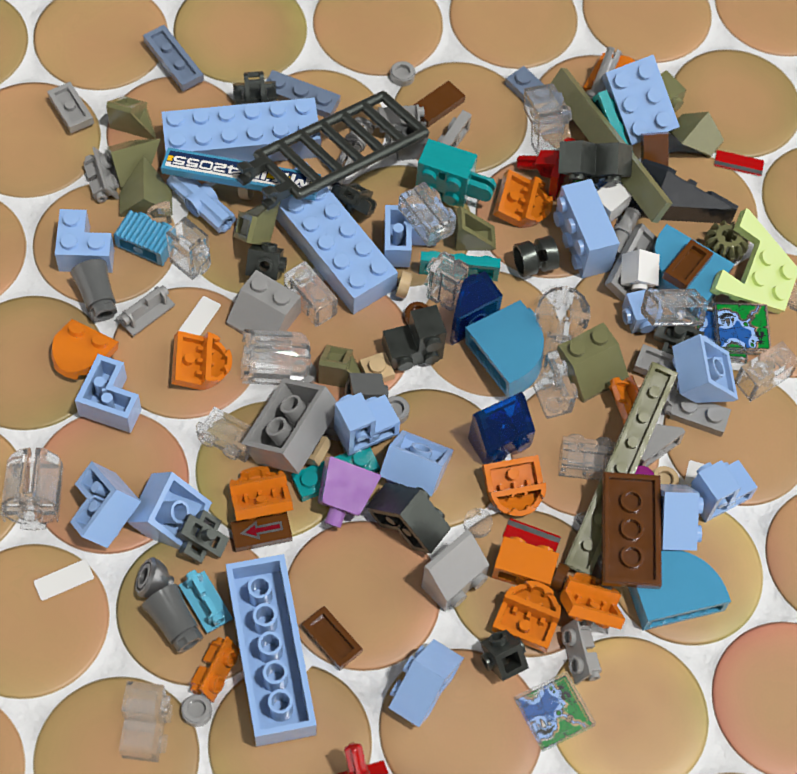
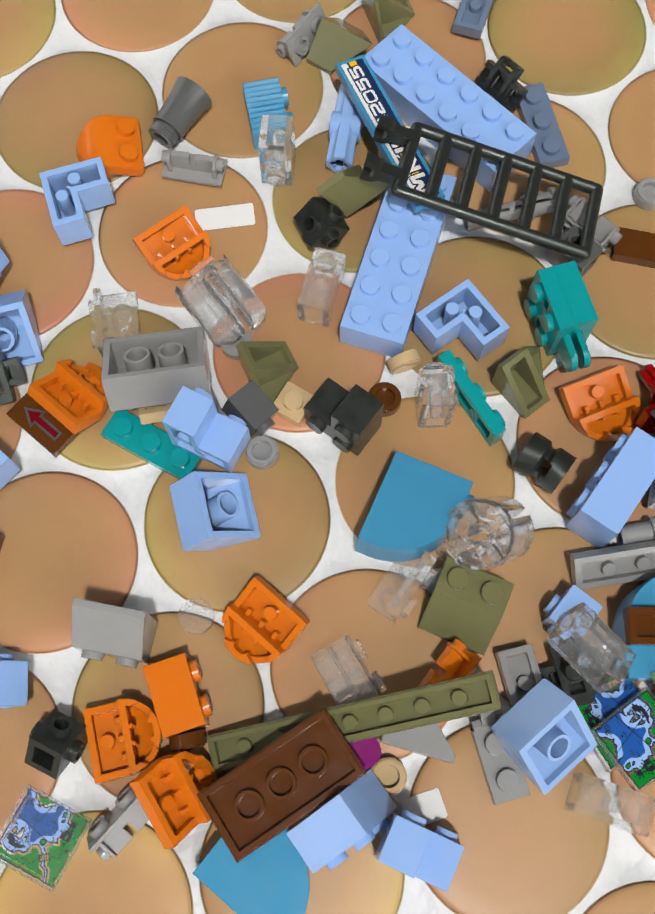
camera: 60 degrees right, 10 degrees up
(77, 244) = (213, 66): light blue brick -> none
(143, 190) = (315, 81): olive slope -> none
(160, 212) = (303, 107): clear tile -> none
(264, 305) = (273, 259): light grey slope -> none
(345, 489) = (129, 464): medium lavender torso -> none
(355, 199) = (461, 250): pearl dark grey piece -> none
(411, 514) = (141, 544): pearl dark grey brick -> none
(427, 214) = (484, 321): clear brick -> none
(457, 129) = (619, 288): light grey plate -> none
(476, 300) = (424, 437): clear blue slope -> none
(502, 429) = (307, 568): clear blue slope -> none
(531, 534) = (222, 681): red sticker -> none
(640, 270) = (614, 579): white brick -> none

